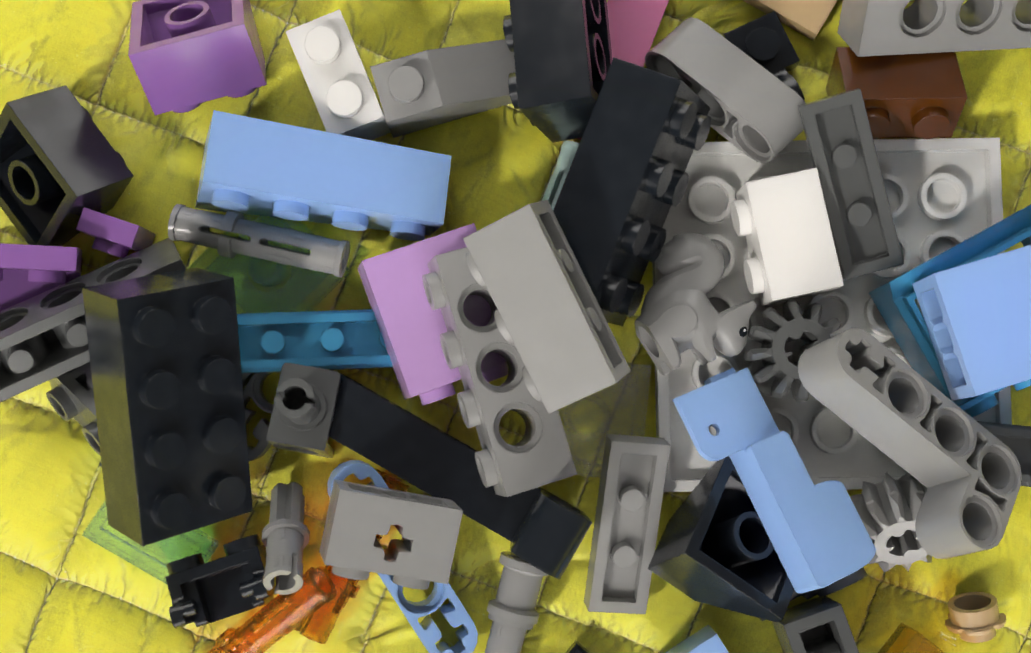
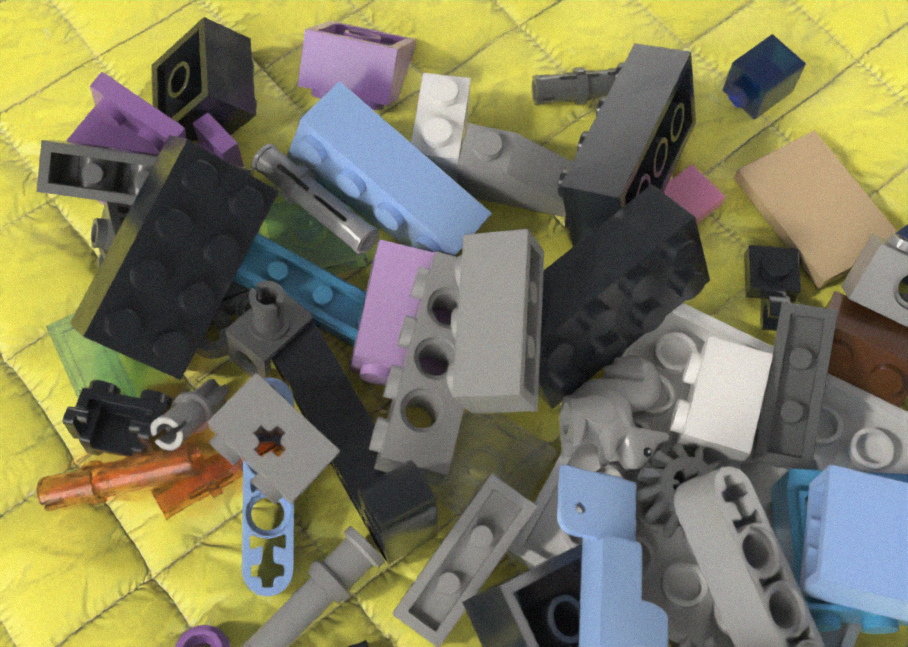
camera: 25 degrees right, 20 degrees down
(743, 97) = (740, 287): light grey beam -> none

